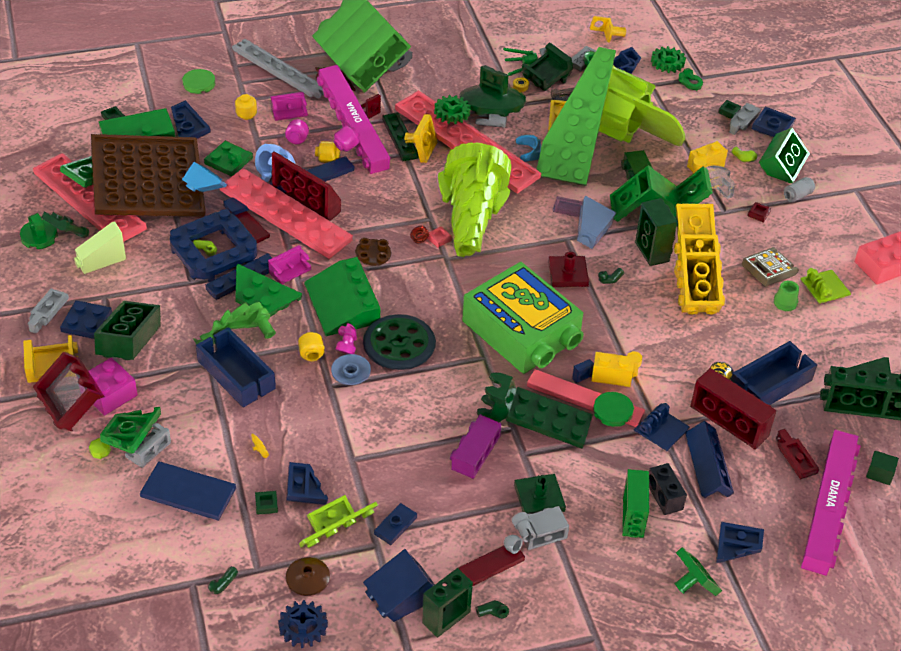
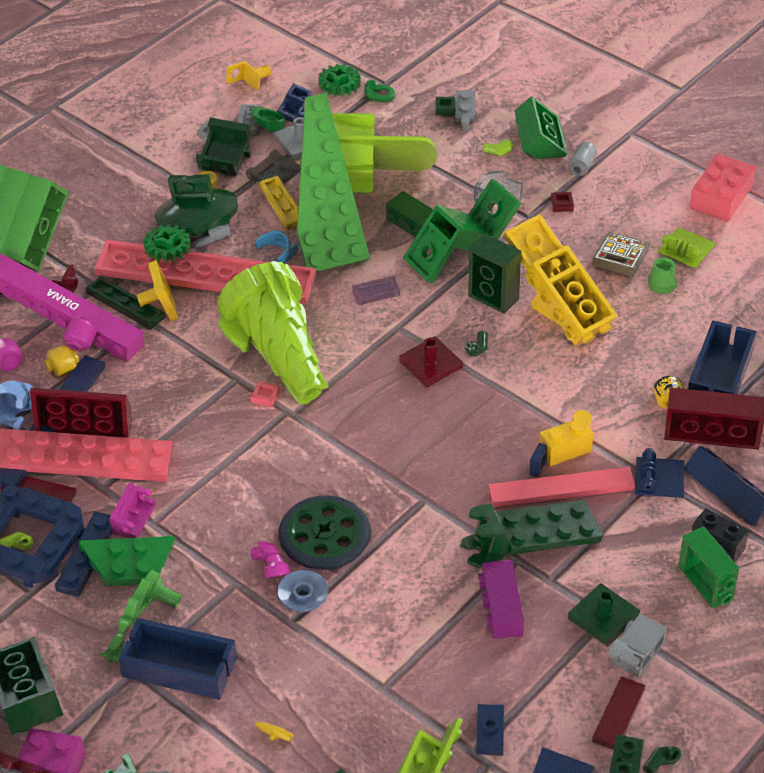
camera: 30 degrees left, 0 degrees up
(303, 485) = (361, 745): dark blue wing -> none
(311, 346) = (239, 589): yellow head -> none
(343, 296) = (223, 515): green slope -> none
(373, 251) = (210, 447): reddish brown dish -> none
(419, 234) = (244, 402): clear red tile -> none
(513, 543) = (626, 678): light grey hinge -> none
(523, 318) = (437, 436): bright green brick -> none
(528, 58) = (192, 147): green plant -> none
(593, 222) = (413, 295): sand blue slope -> none
(613, 409) = (602, 482): green tile -> none
(707, 156) = (469, 170): yellow hinge -> none
(772, 122) = (499, 100): dark blue plate -> none

